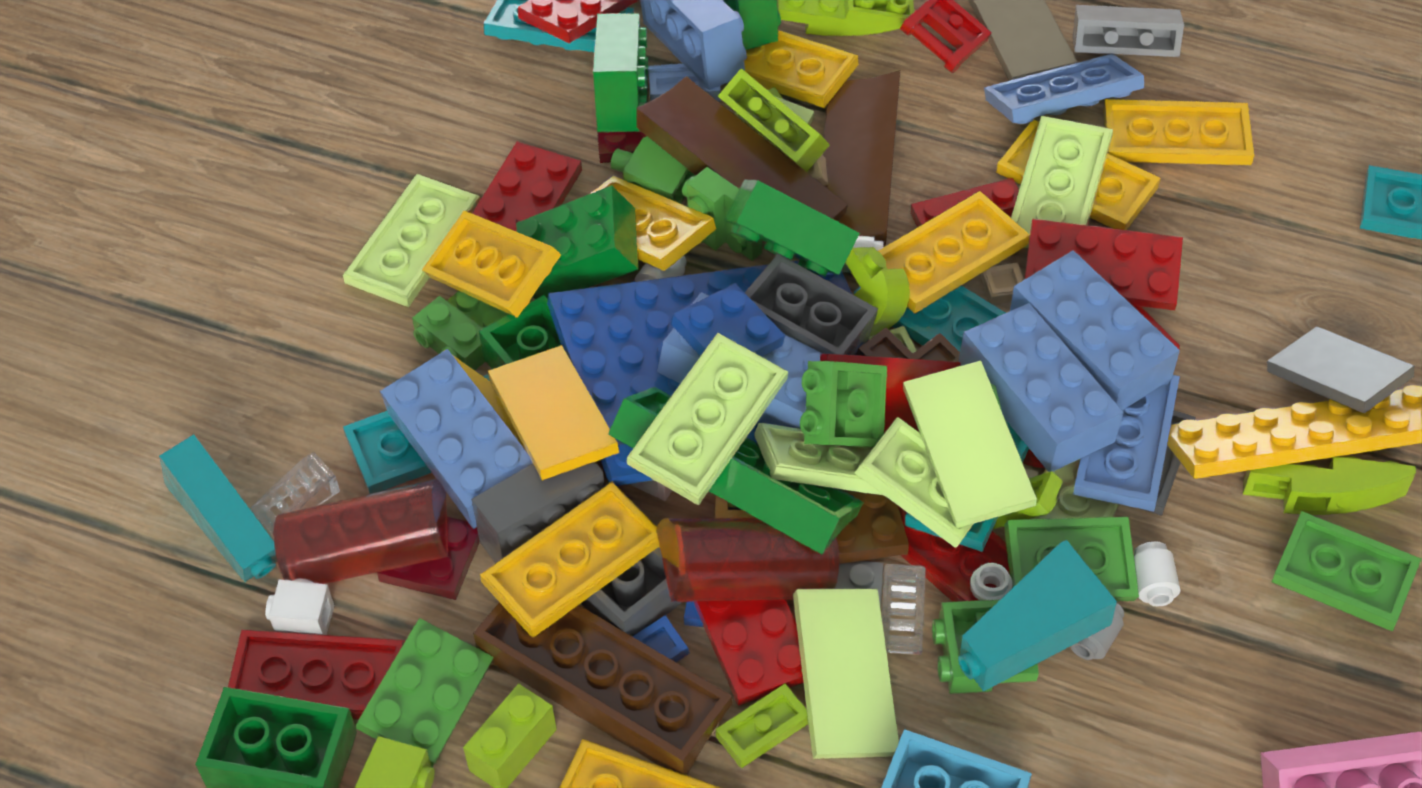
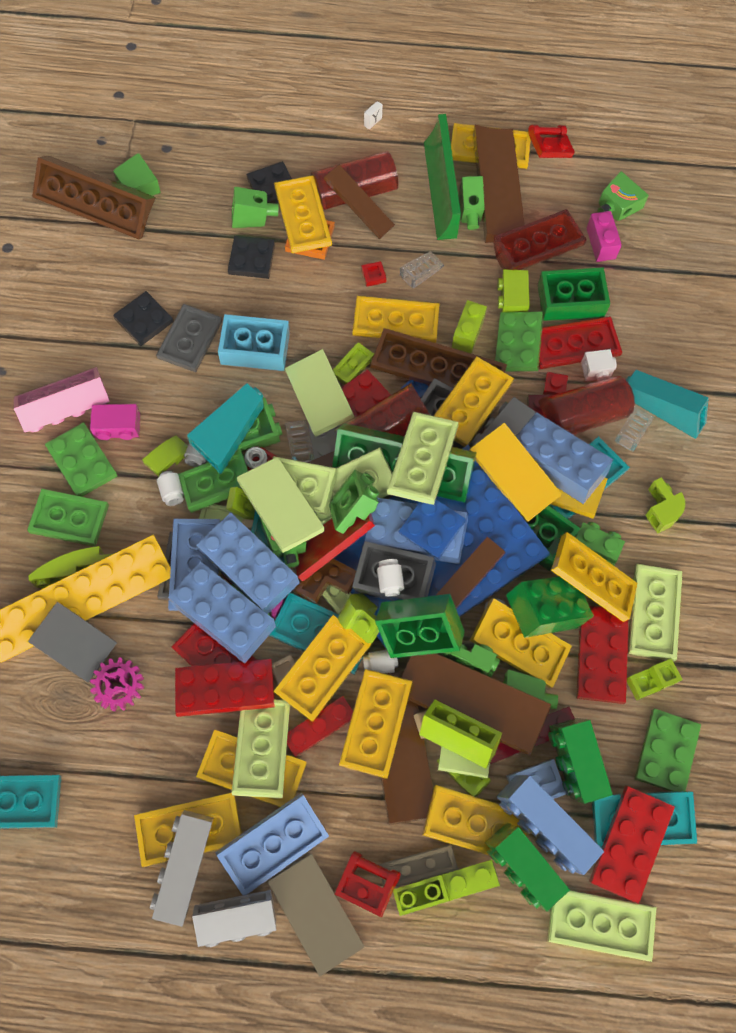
camera: 160 degrees right, 15 degrees up
(317, 353) = (668, 506): none -> lime brick
(394, 605) = (555, 383): none -> red plate
(454, 163) = (654, 679): none -> lime slope
(486, 86) = (667, 751): none -> bright green plate
(657, 305) = (472, 571): none -> reddish brown tile
(817, 283) = (390, 577): none -> white brick
(874, 43) = (423, 865): none -> dark tan tile
(887, 169) = (375, 723): none -> yellow tile
(1155, 636) = (166, 455): none -> lime slope
(1190, 81) = (182, 867): none -> light grey brick
(1250, 717) = (115, 421): none -> dark pink brick
(1270, 310) = (111, 692): none -> dark pink gear
(1321, 674) = (81, 460): none -> bright green plate

